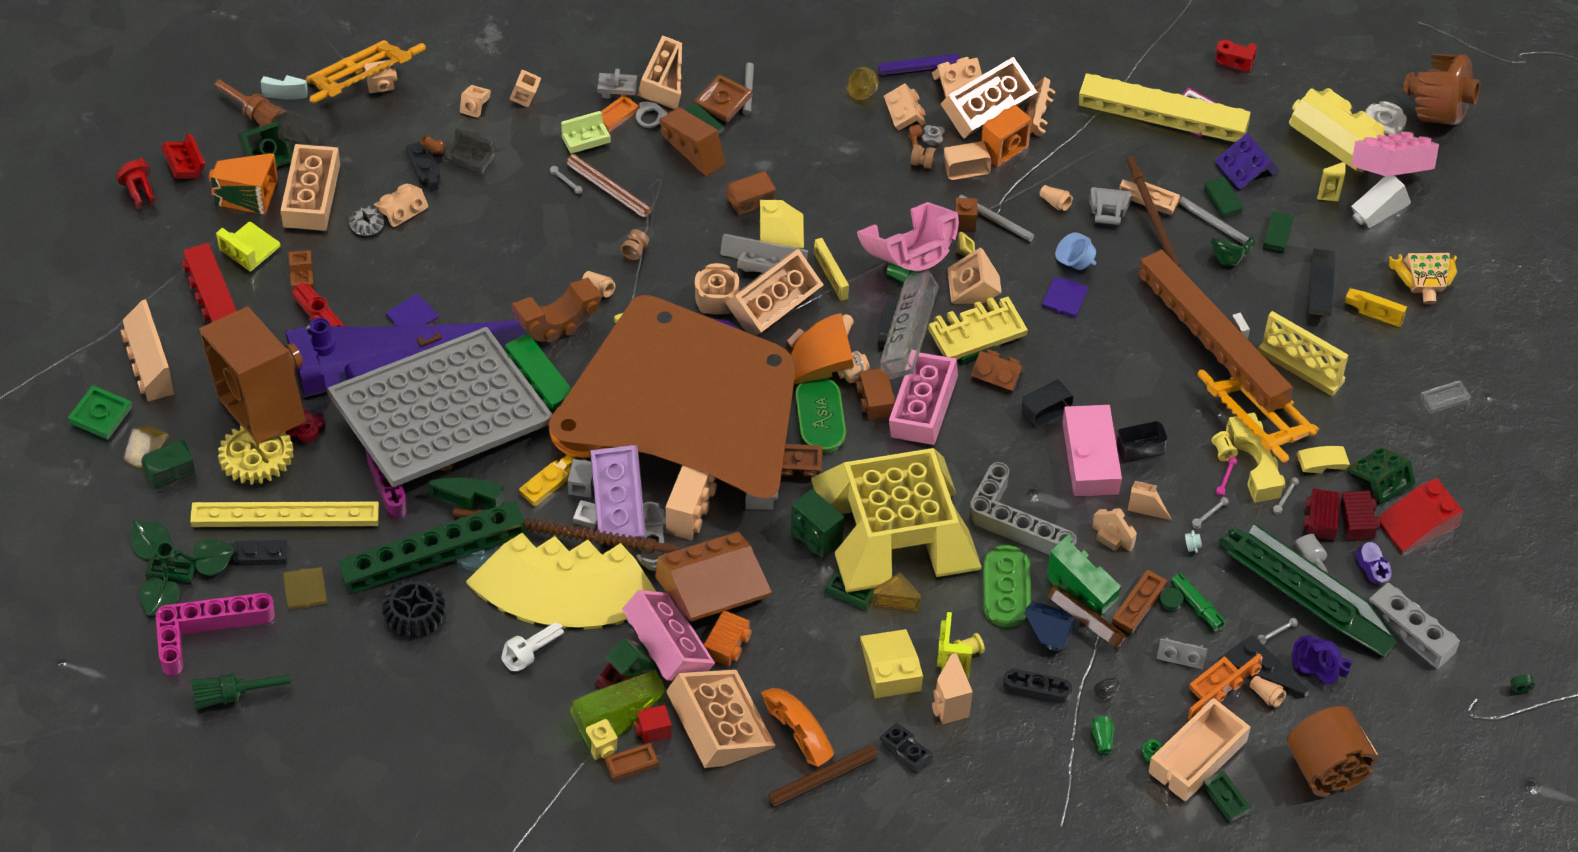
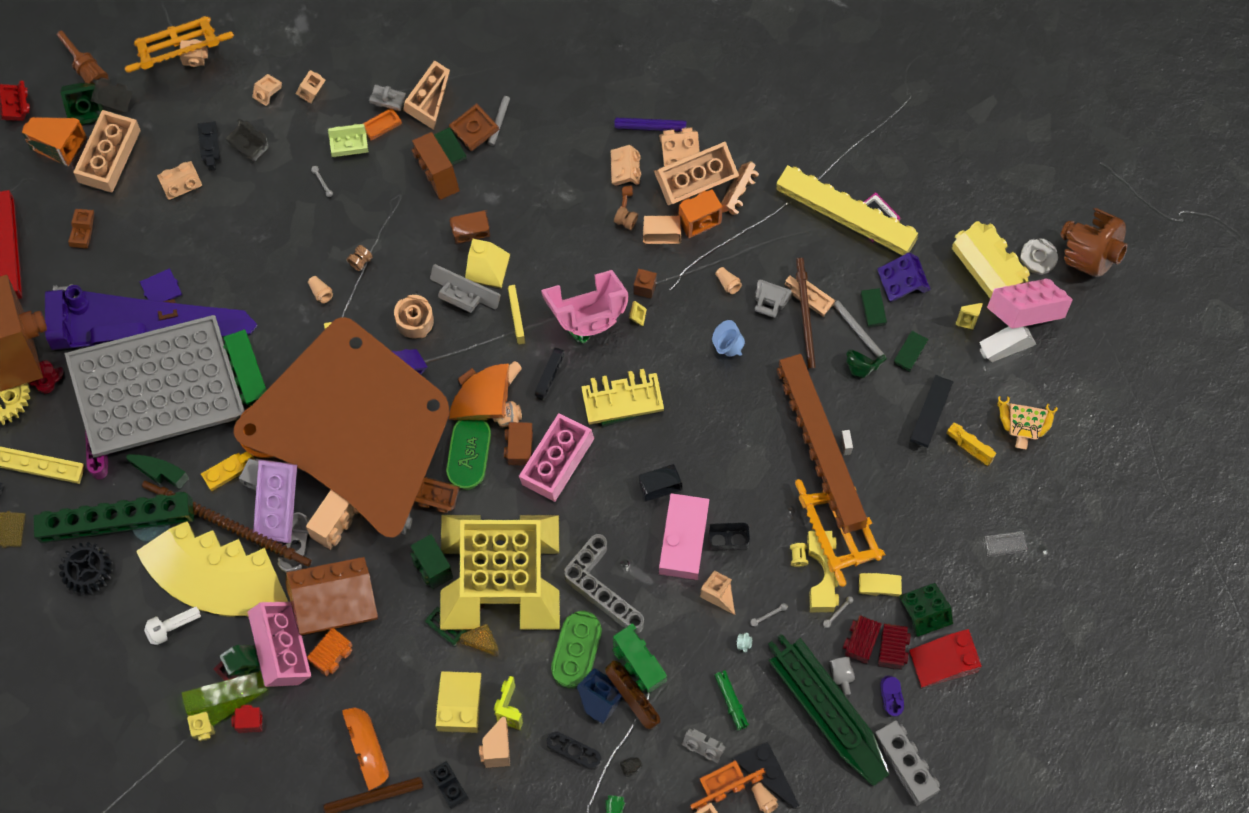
camera: 15 degrees right, 15 degrees up
(247, 246) = (44, 195): neon yellow bracket -> none
(288, 89) = (116, 49): light aqua slope -> none
(314, 304) = (80, 261): red piece -> none
(362, 227) = (153, 194): light grey gear -> none
(436, 147) = (217, 129): dark orange arm -> none
(560, 317) = (275, 317): dark orange brick -> none
(586, 515) = (247, 508): white tile -> none
(608, 185) = (355, 194): axle -> none
(631, 762) = (223, 748): dark orange tile -> none
(649, 106) = (409, 122): light grey piece -> none
(719, 716) = (304, 724): light nougat slope -> none
(774, 293) = (459, 332): light nougat brick -> none
(862, 83) = (595, 136): clear yellow hair -> none
(909, 325) = (562, 386): clear brick -> none
(933, 135) = (642, 201): light grey plate -> none
(973, 279) = (633, 349): light nougat slope -> none
(975, 641) = (527, 702): light yellow bush -> none
(997, 370) = (628, 440): dark orange bracket -> none
(1003, 222) = (672, 290): light grey bar -> none
(1065, 296) = (708, 378): dark purple piece -> none
(1113, 529) = (679, 618): light nougat plate -> none
(1139, 601) = (682, 689): dark orange plate -> none
(1171, 599) = (710, 692): dark green tile -> none
(1220, 491) = (784, 595): dark pink hinge -> none
(1236, 55) = (927, 168): red leg -> none
(1292, 623) = (776, 746): light grey hinge -> none
(1301, 362) = (891, 483): light yellow fence -> none
(1319, 658) = (818, 778): dark purple helmet -> none

